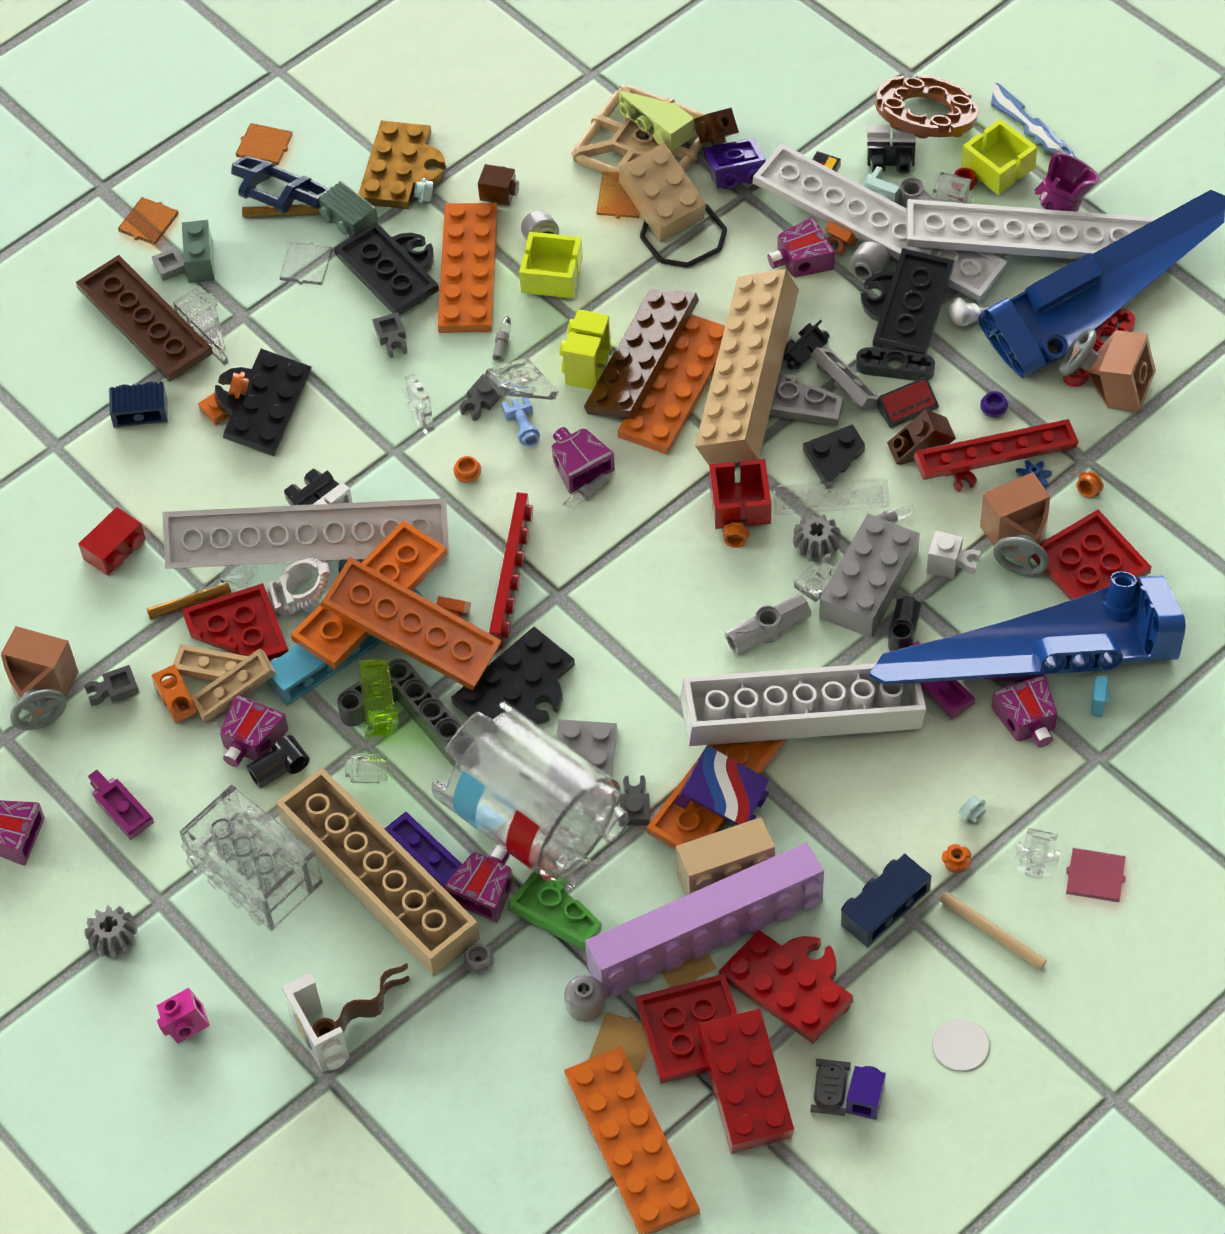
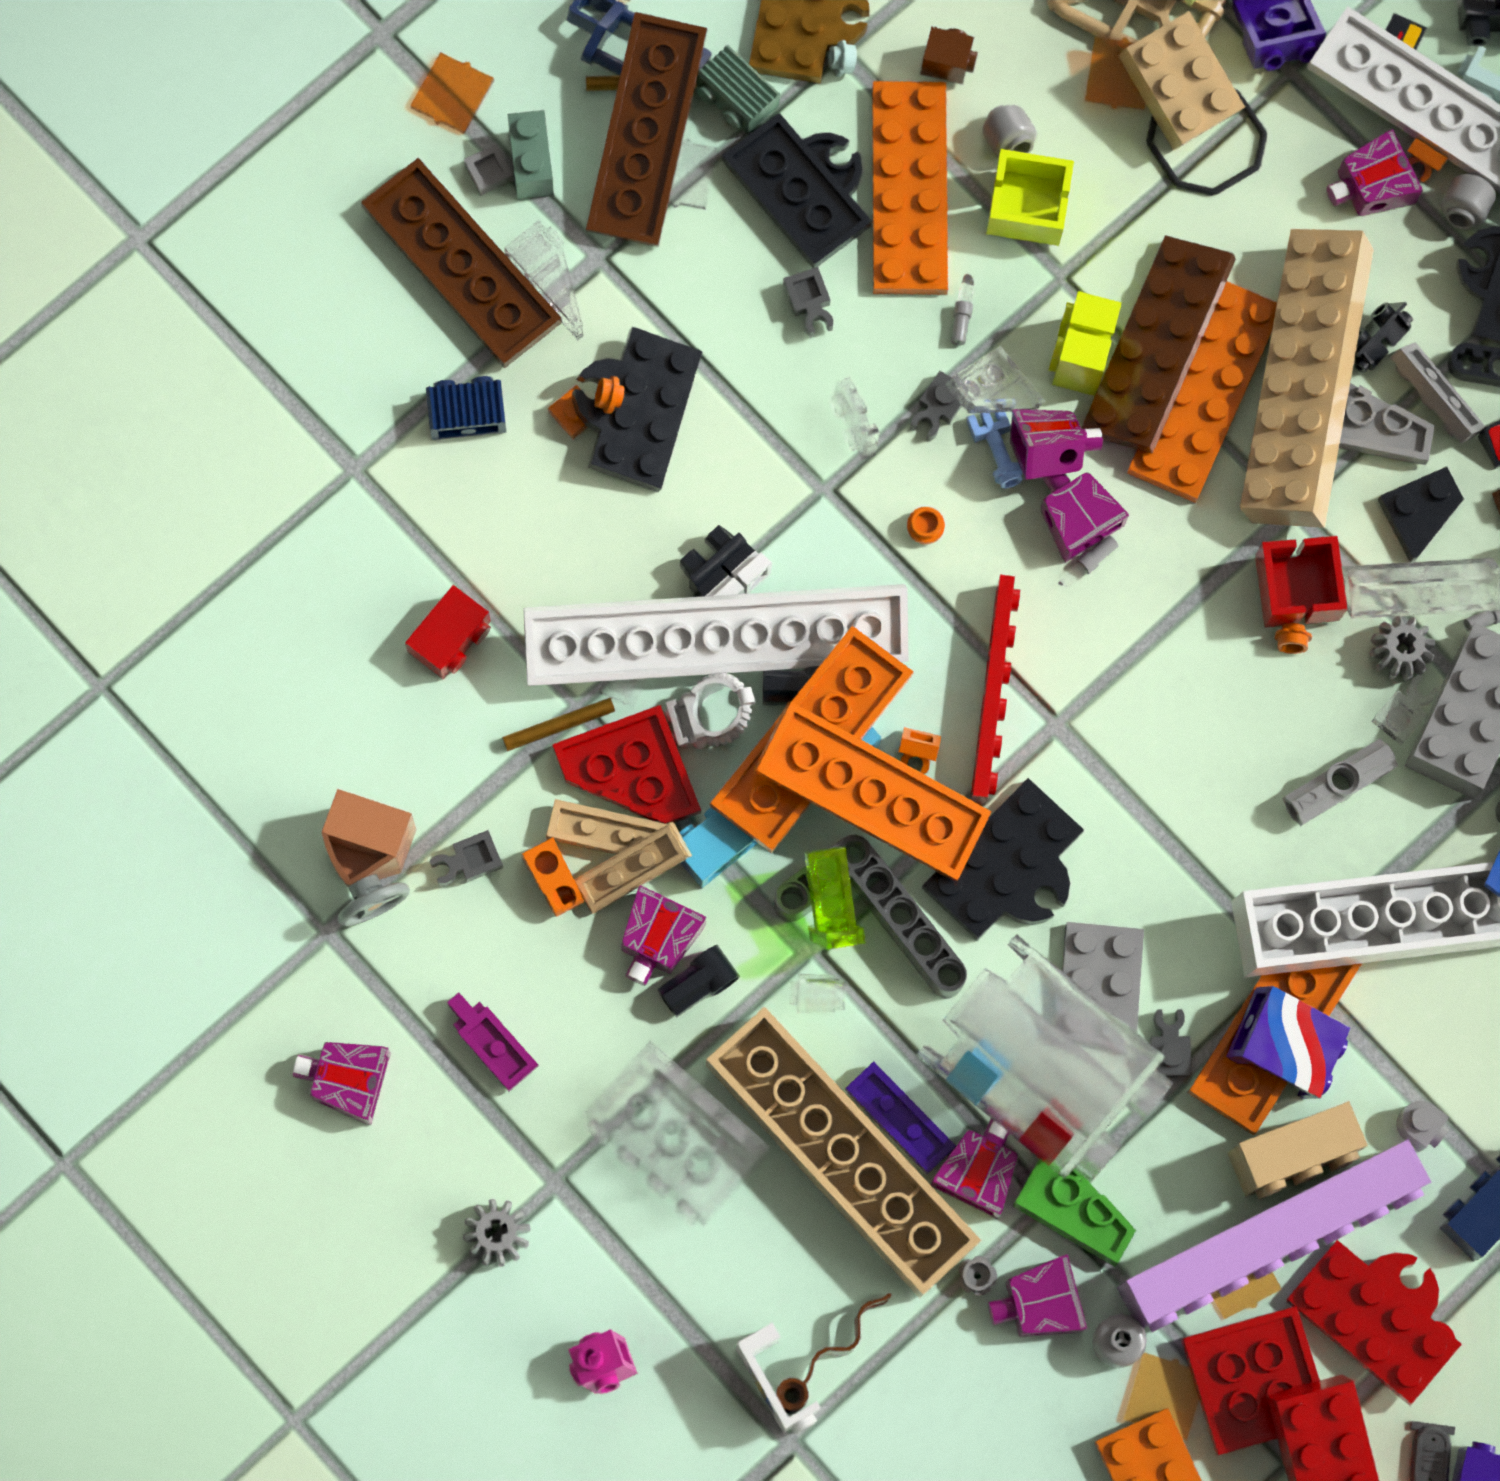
camera: 10 degrees left, 20 degrees up
(279, 231) = (646, 129): none -> reddish brown plate
(526, 973) = (1041, 1301): none -> magenta torso
(549, 410) = (1050, 442): none -> magenta torso
(827, 848) = (1422, 1124): none -> light grey plate

